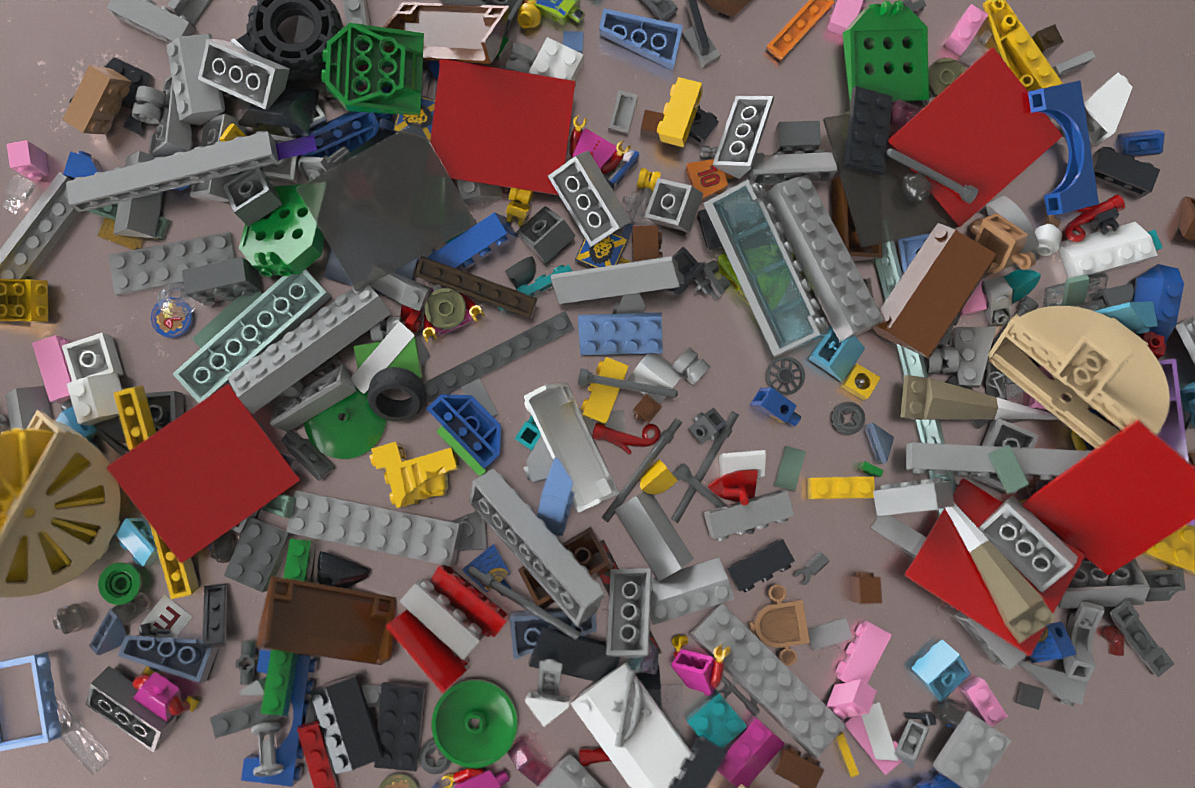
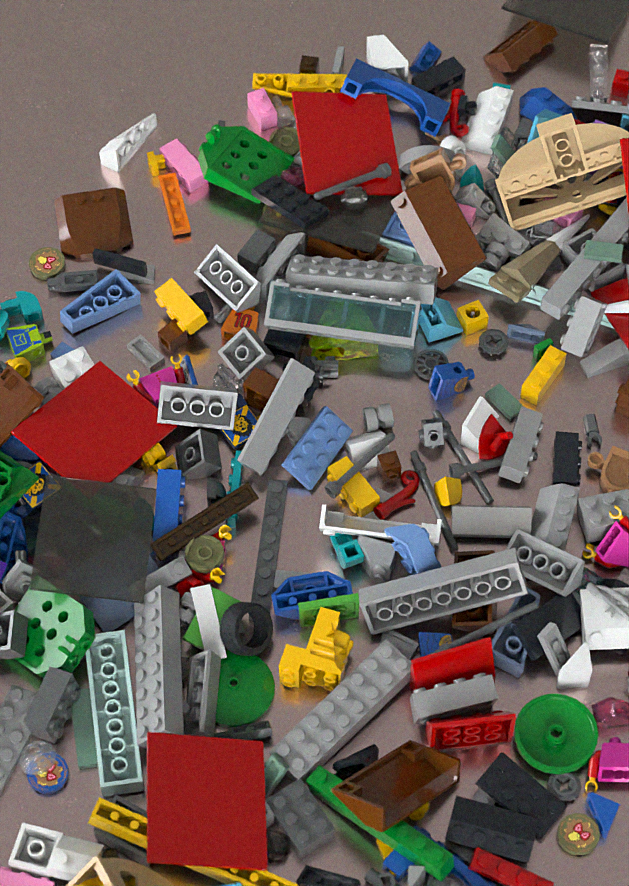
camera: 55 degrees left, 25 degrees down
(644, 176) = (210, 364): yellow wheel -> none

